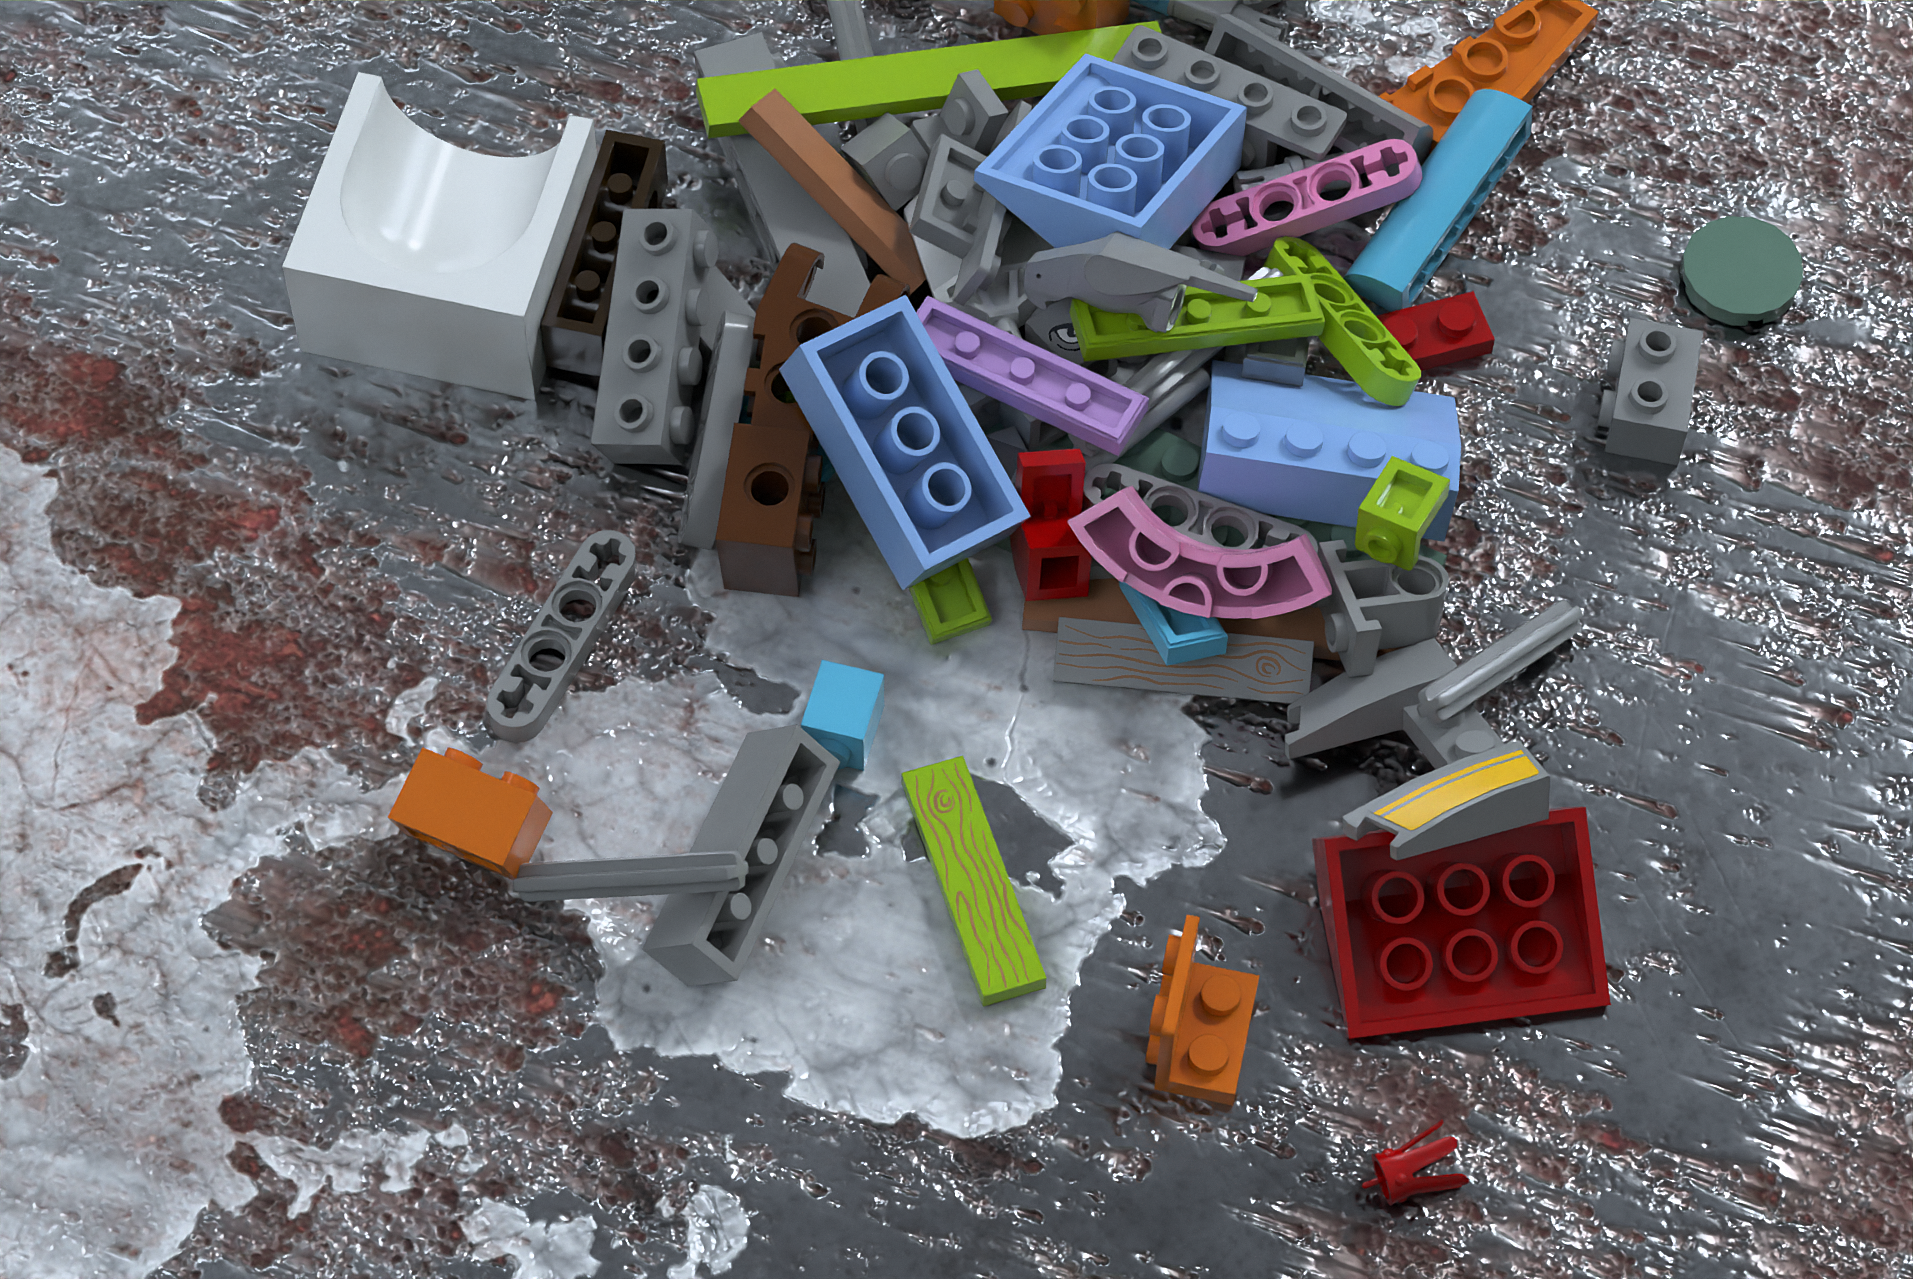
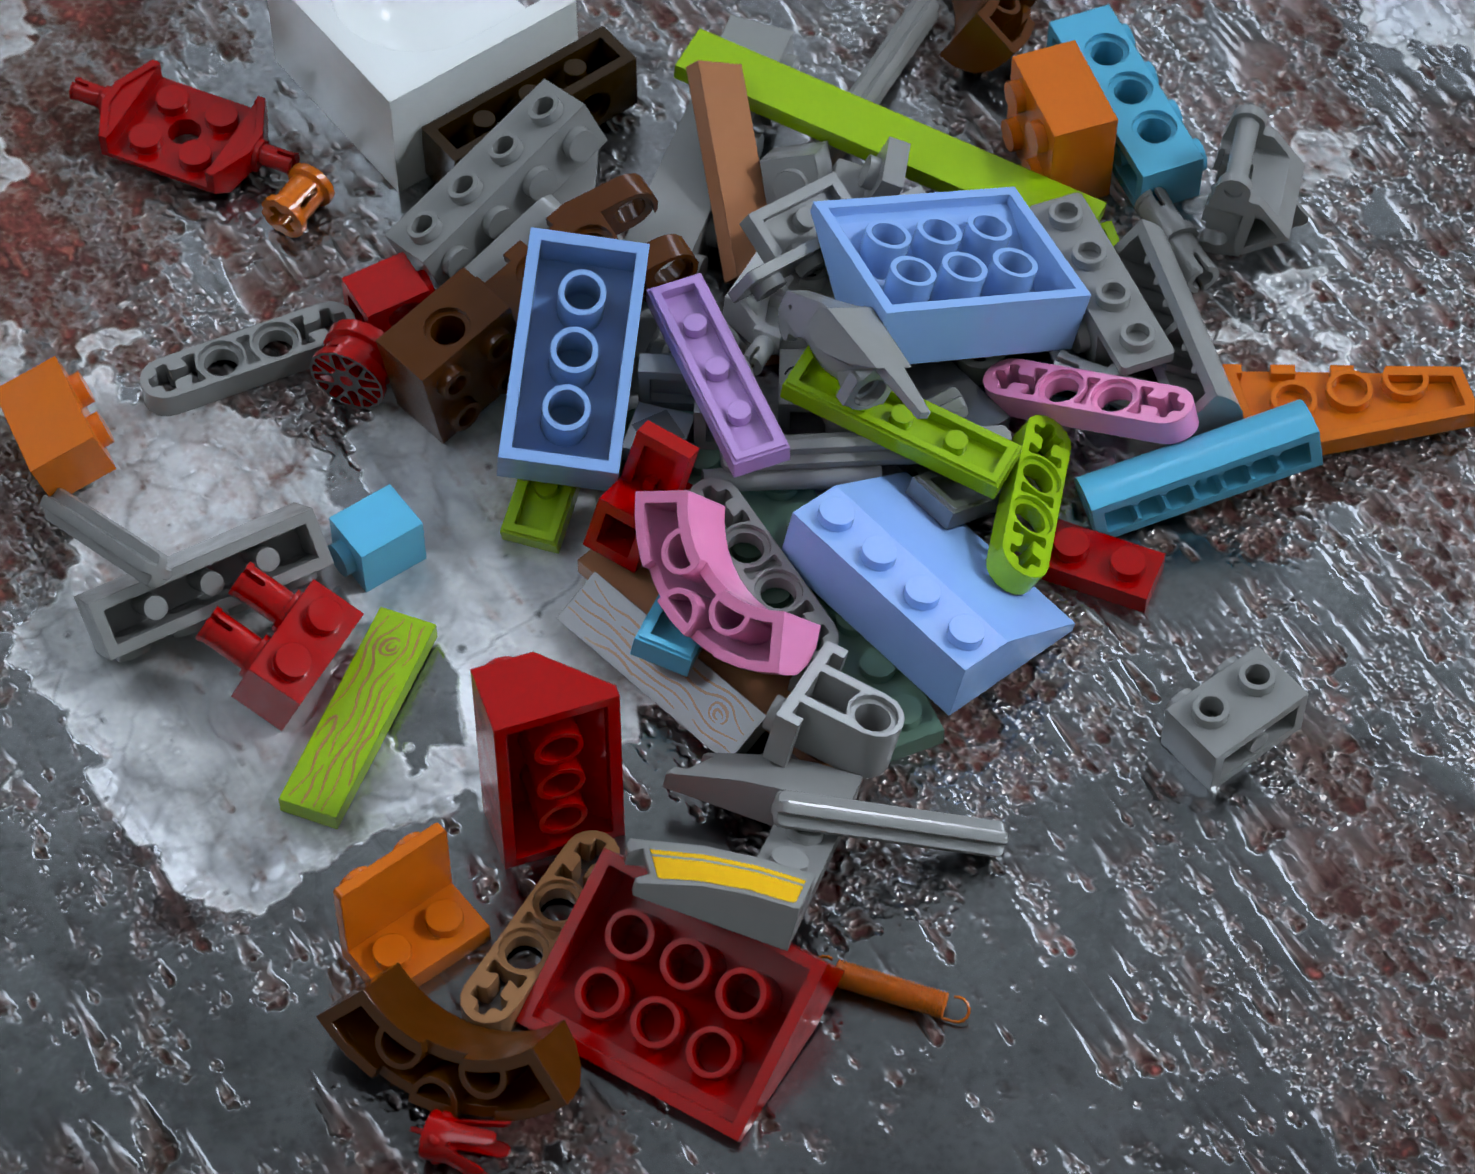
camera: 40 degrees right, 5 degrees down
(246, 468) = (148, 112): none -> red plate
(466, 464) = (297, 200): none -> orange bush
(642, 500) = (386, 291): none -> red brick
(675, 572) = (351, 364): none -> red wheel
(883, 861) = (283, 667): none -> red brick
(1215, 797) = (546, 754): none -> red slope
(1300, 951) = (531, 929): none -> medium nougat beam
(1347, 1106) = (447, 1061): none -> reddish brown brick
(1399, 512) = (893, 648): lime bracket -> none
(1617, 792) = (895, 990): none -> orange piece
(1741, 270) = (1409, 680): sand green tile -> none

